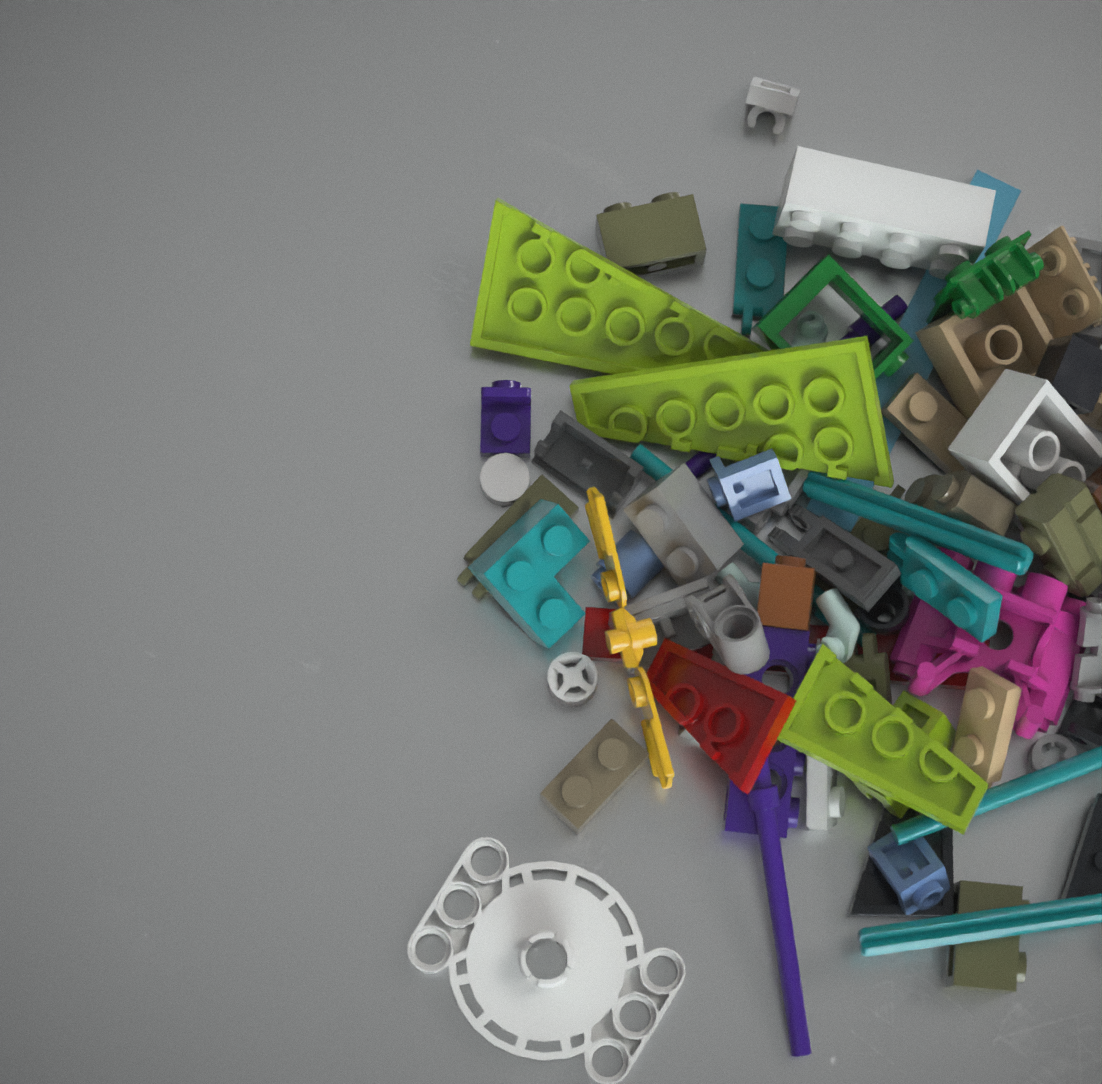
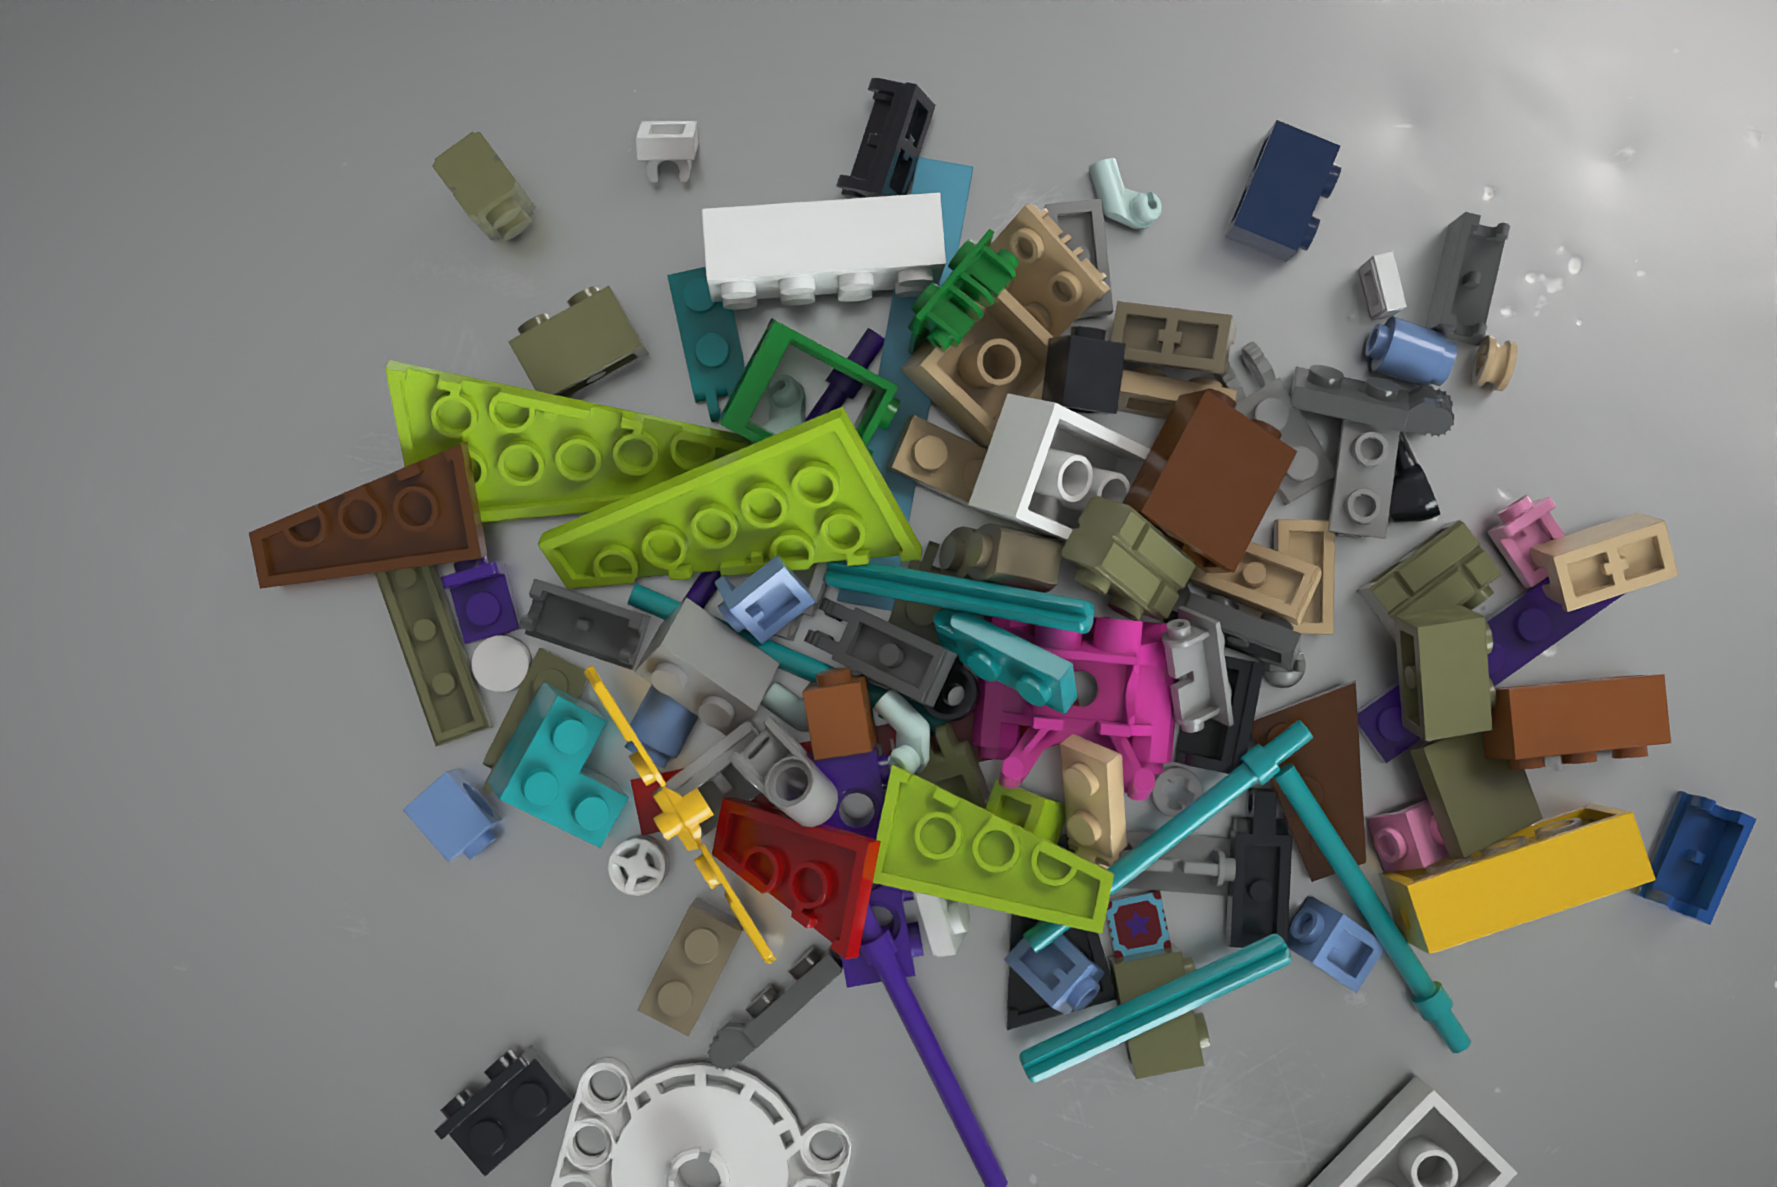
camera: 15 degrees left, 10 degrees up
(392, 854) = (506, 1110): none -> black bracket
(428, 591) = (454, 816): none -> medium blue brick
(449, 434) = (434, 653): none -> olive tile
(456, 332) = (390, 524): none -> reddish brown wing
(615, 87) = (485, 187): none -> olive brick
(650, 836) = (774, 1009): none -> dark grey hinge
(962, 142) = (889, 141): none -> black hinge
(987, 858) = (1137, 924): none -> tile
(1040, 823) = (1191, 866): none -> light grey hinge

